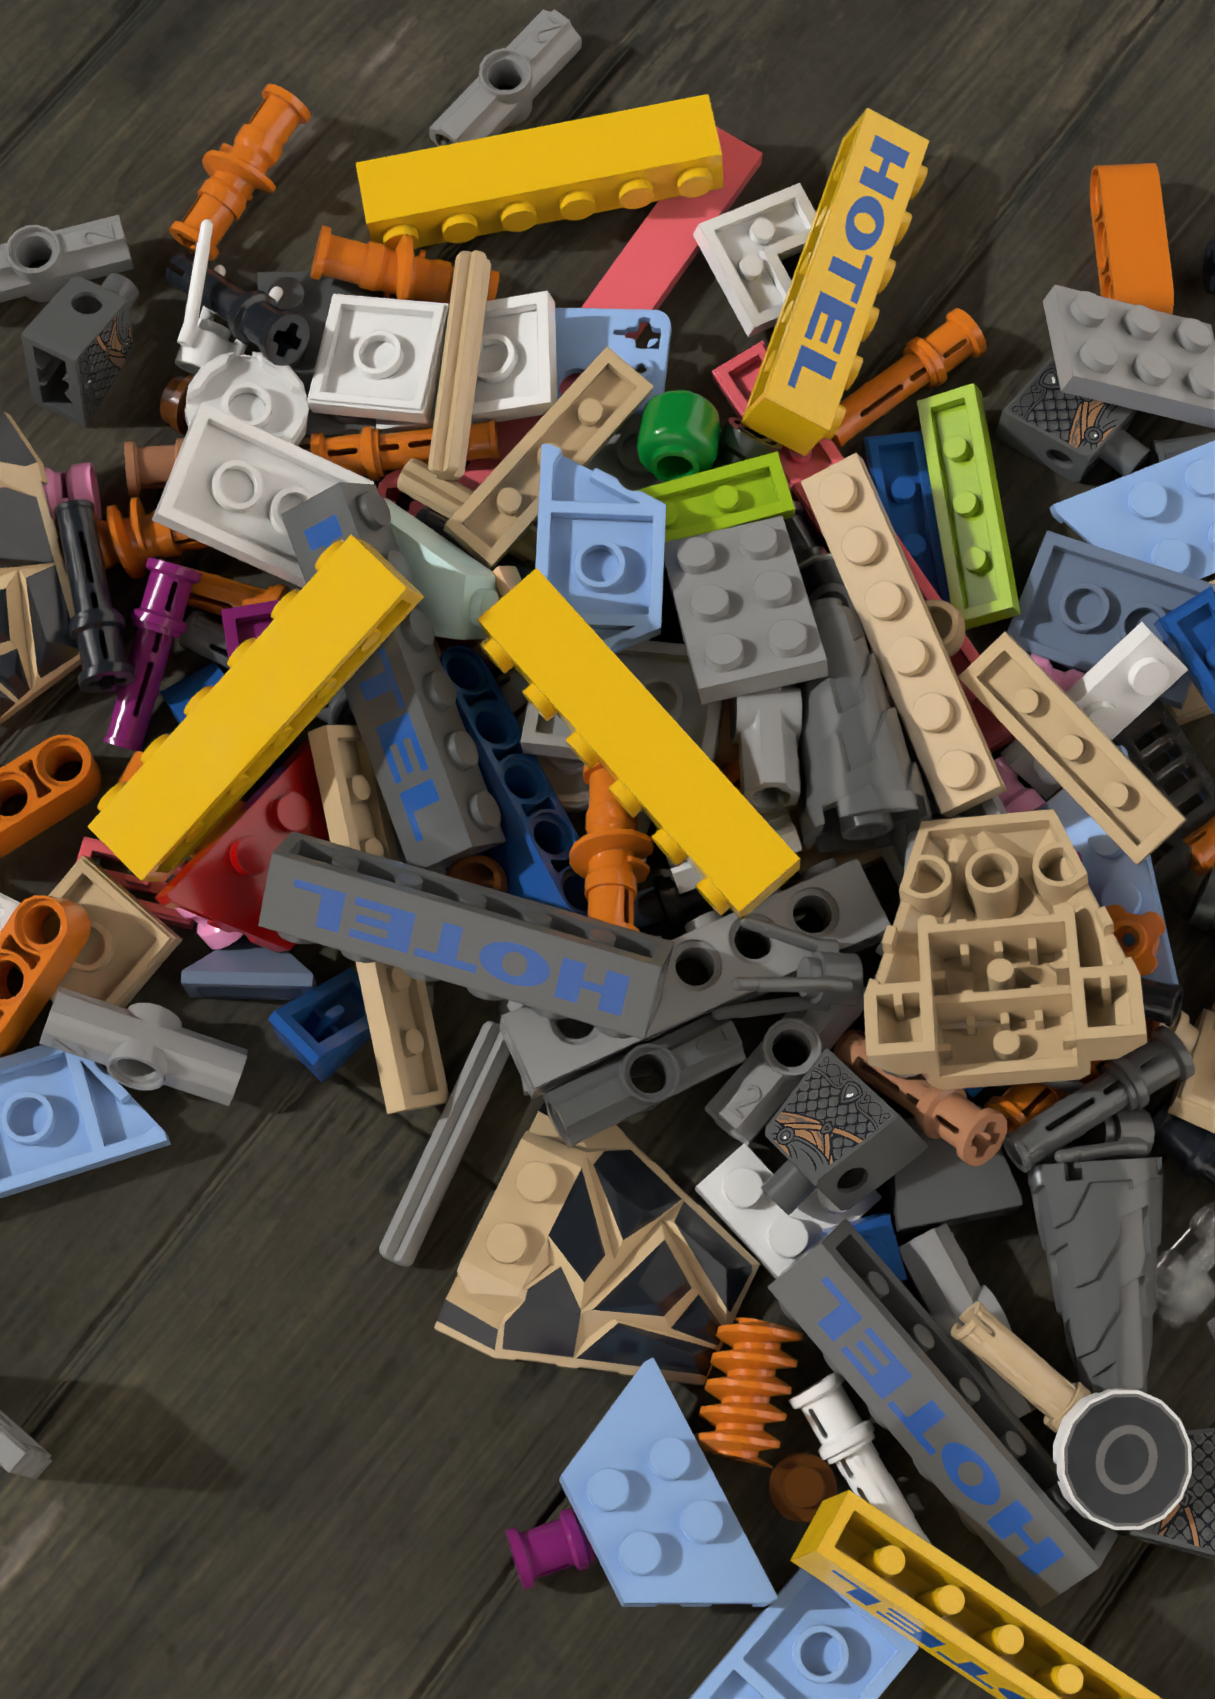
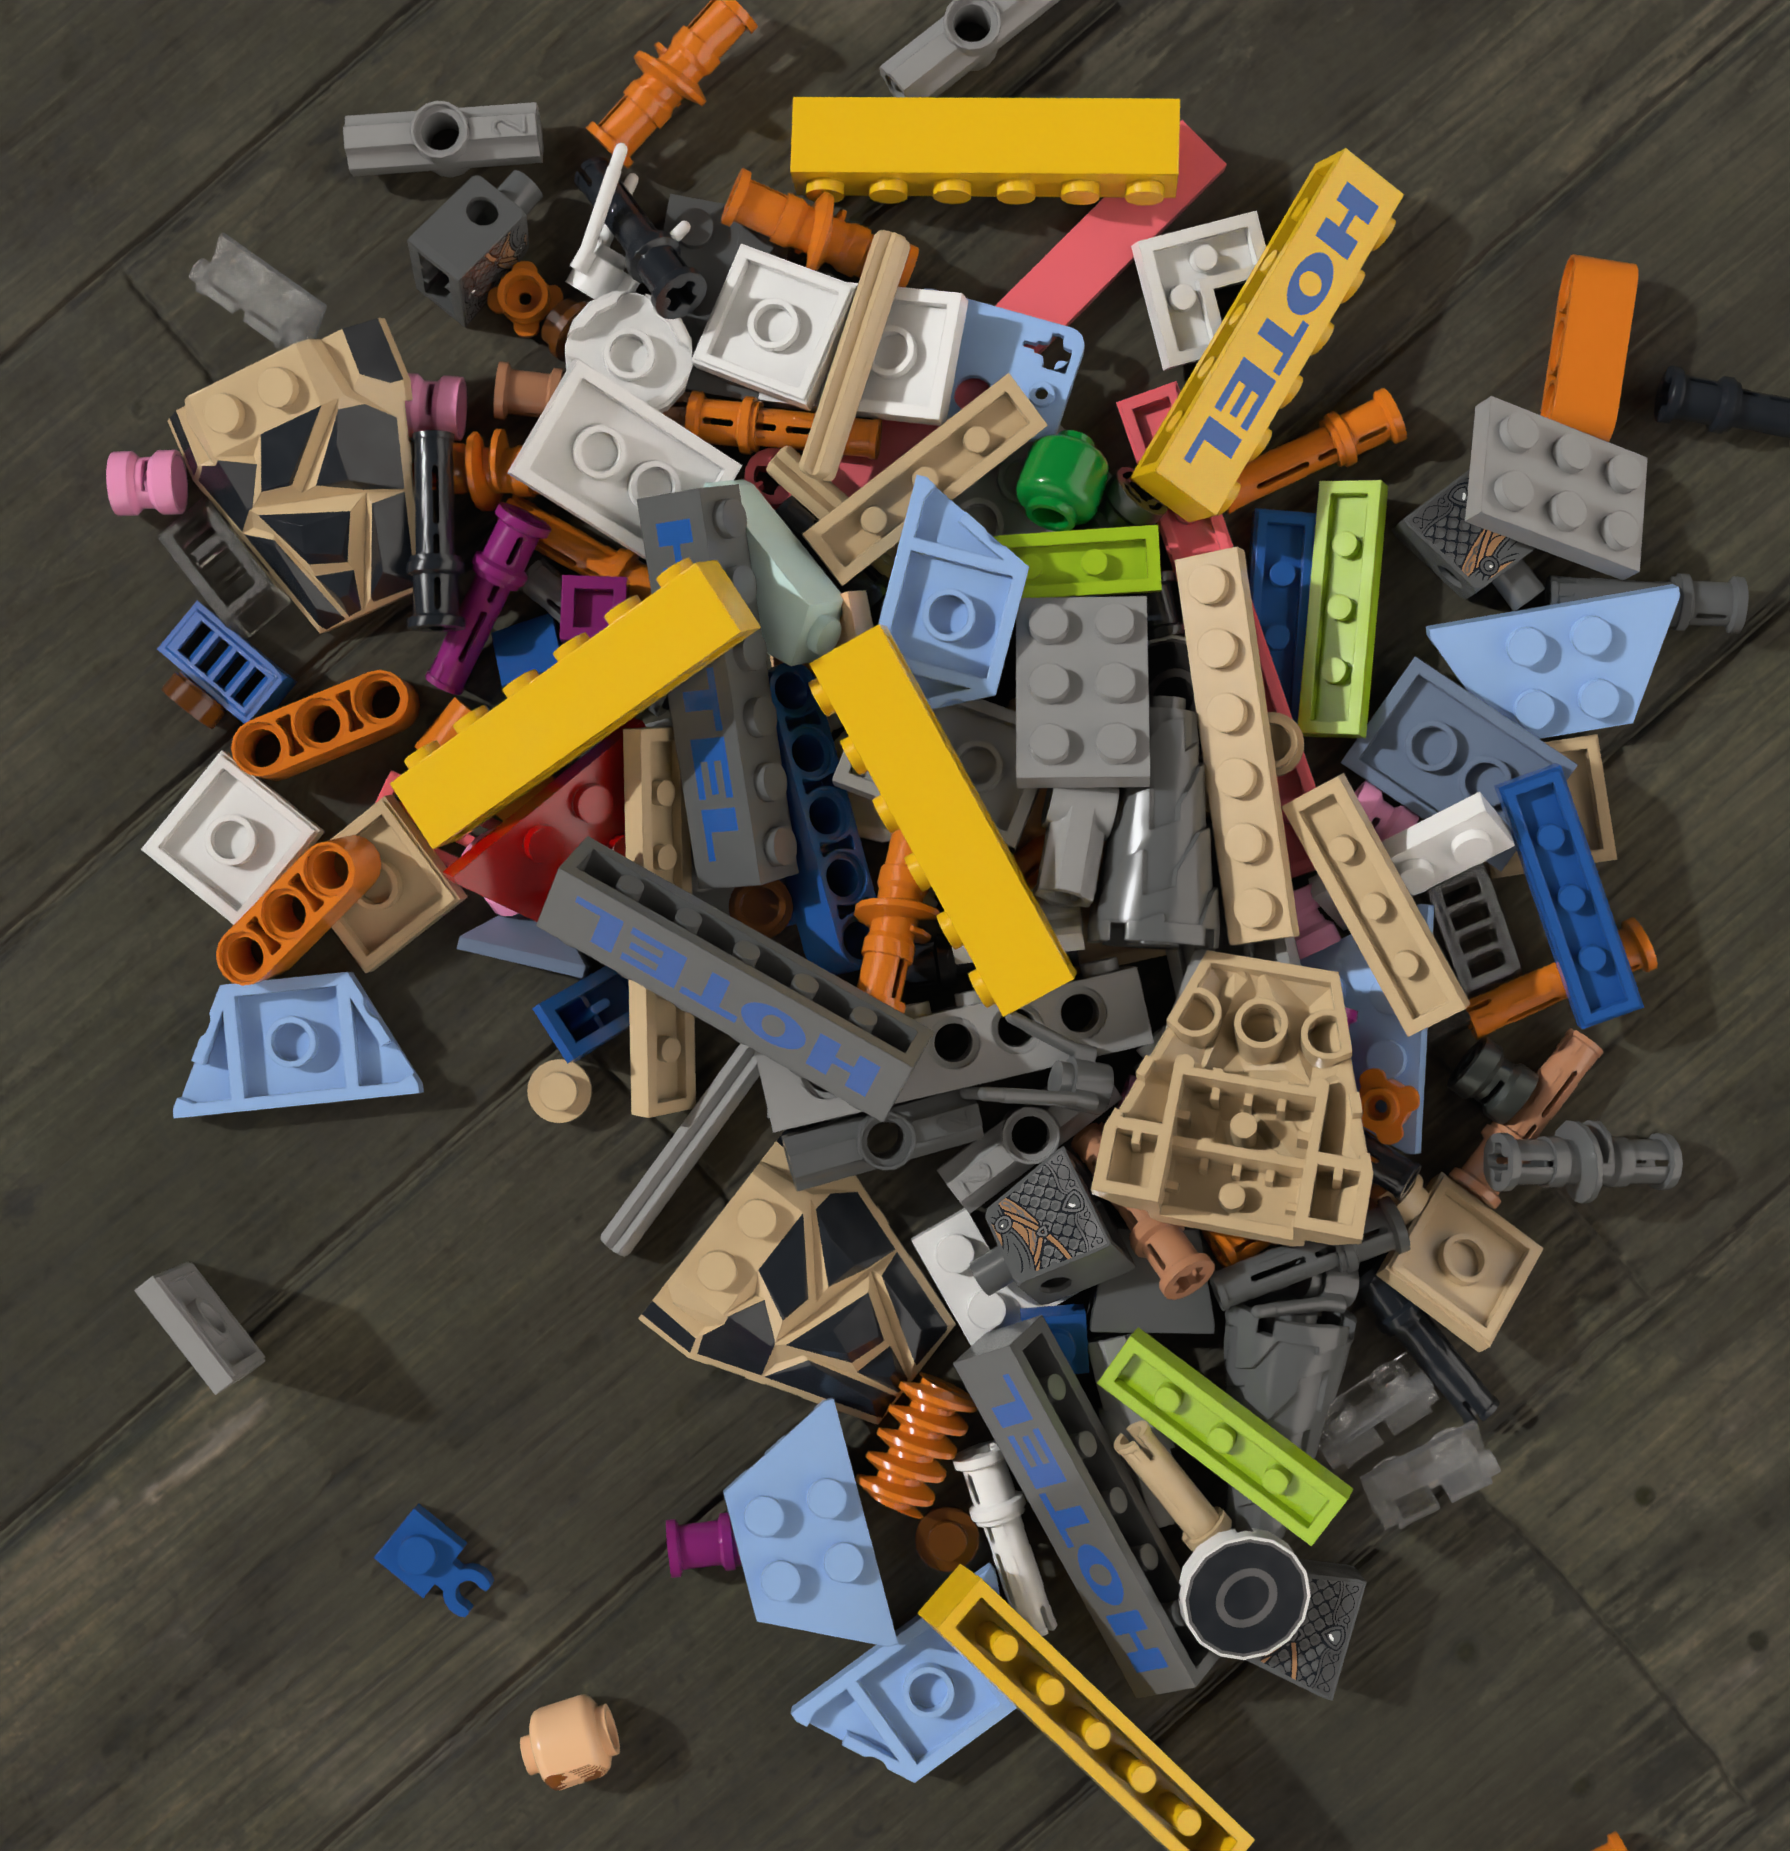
camera: 15 degrees right, 15 degrees up
(129, 374) = (520, 281): none -> orange plate
(144, 1046) = (412, 1000): light grey piece -> none
(257, 1629) = (425, 1554): none -> blue plate
(309, 1112) = (559, 1091): none -> tan plate
(1061, 1295) = (1225, 1436): none -> lime plate

